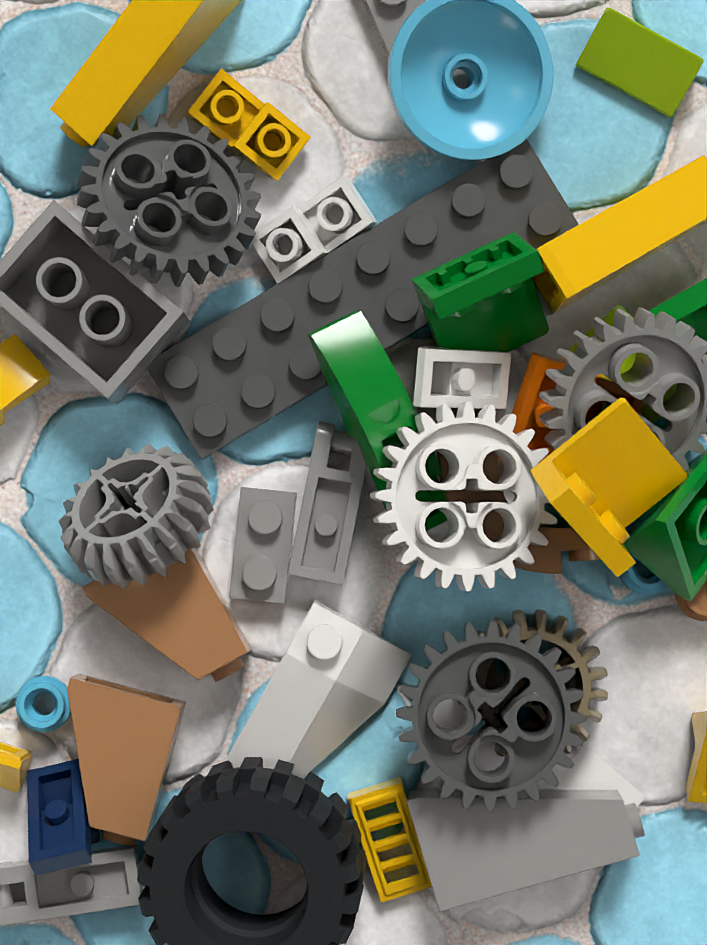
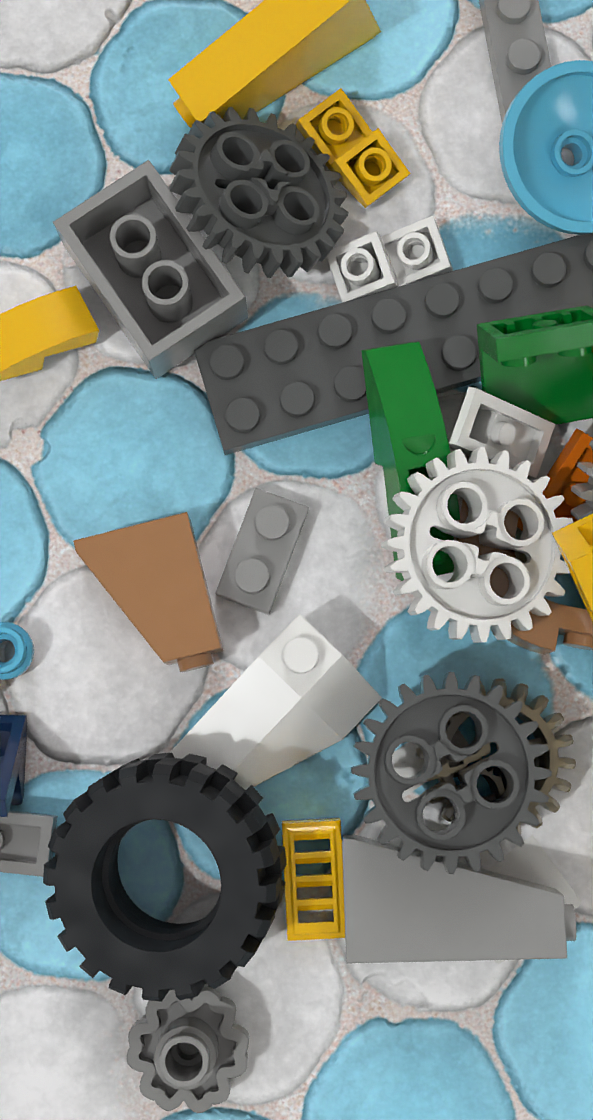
camera: 15 degrees right, 5 degrees down
(122, 753) = (68, 720): medium nougat slope -> none
(136, 516) = (145, 484): light grey gear -> none
(328, 509) = (336, 531): light grey plate -> none

